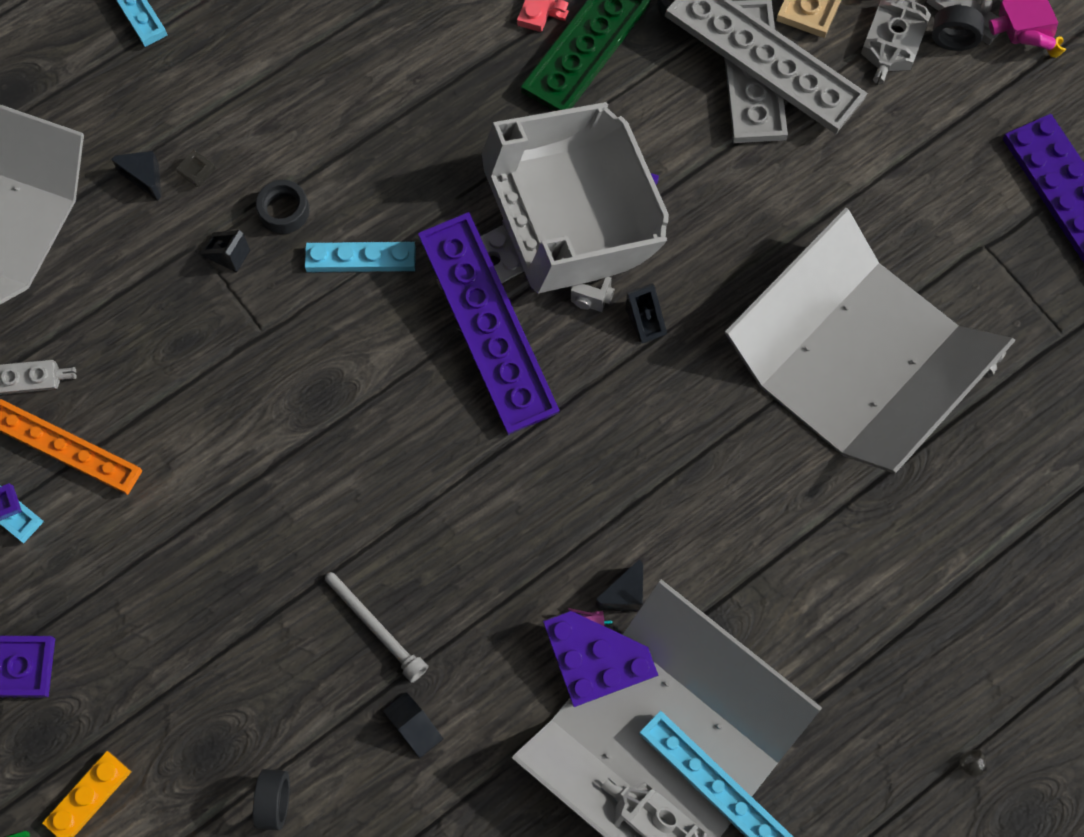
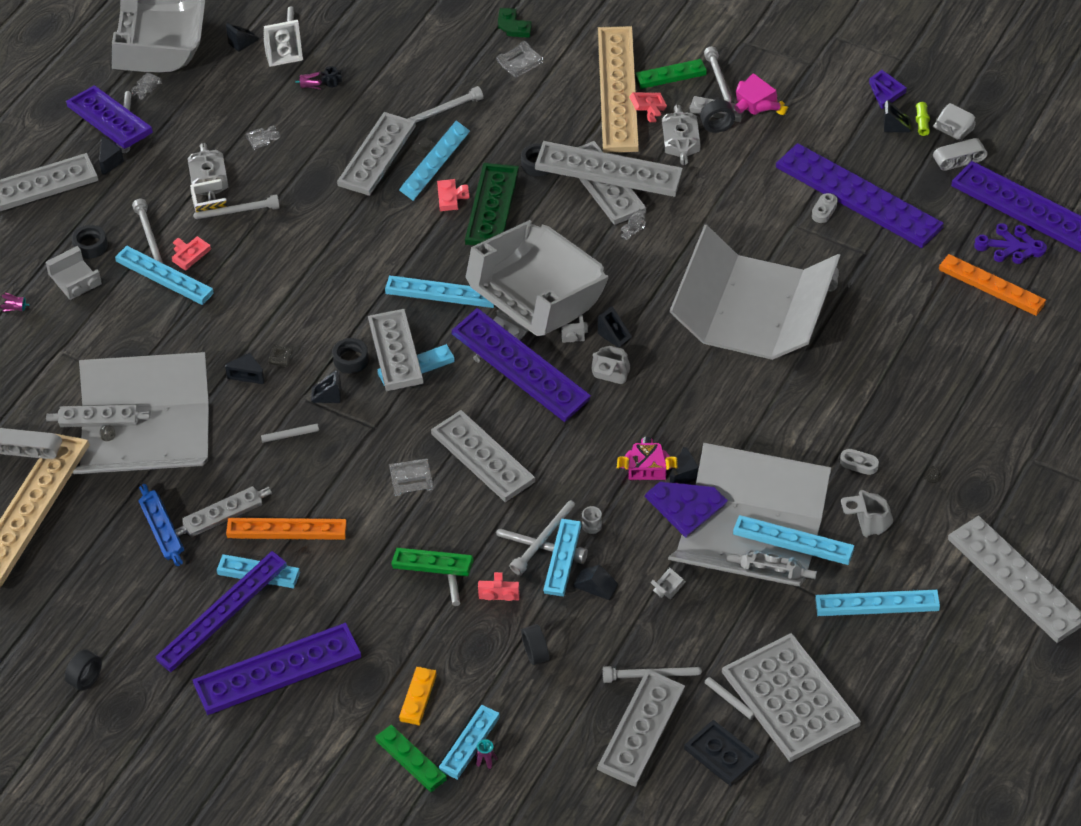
camera: 25 degrees left, 20 degrees down
(147, 293) = (289, 433): none -> light grey bar
(212, 591) = (432, 561): none -> green plate
(229, 626) = (454, 590): none -> light grey bar
(261, 426) = (408, 472): none -> clear plate
(271, 674) = (498, 589): none -> coral plate
(327, 646) = (519, 565): none -> light grey piece
(338, 227) = (395, 350): none -> light grey plate
(370, 444) = (483, 456): none -> light grey plate
(383, 667) = (562, 557): none -> medium azure plate
(437, 147) = (435, 291): none -> medium azure plate
(455, 614) = (591, 520): none -> light grey wheel
(504, 779) = (668, 584): none -> light grey bracket
(580, 554) = (647, 461): none -> dark pink torso
(612, 372) = (611, 364): none -> light grey piece
(760, 154) = (635, 223): none -> clear plate
(852, 798) = (872, 512): none -> light grey piece
(881, 689) = (860, 462): none -> light grey plate
(1039, 233) = (824, 208): none -> light grey plate

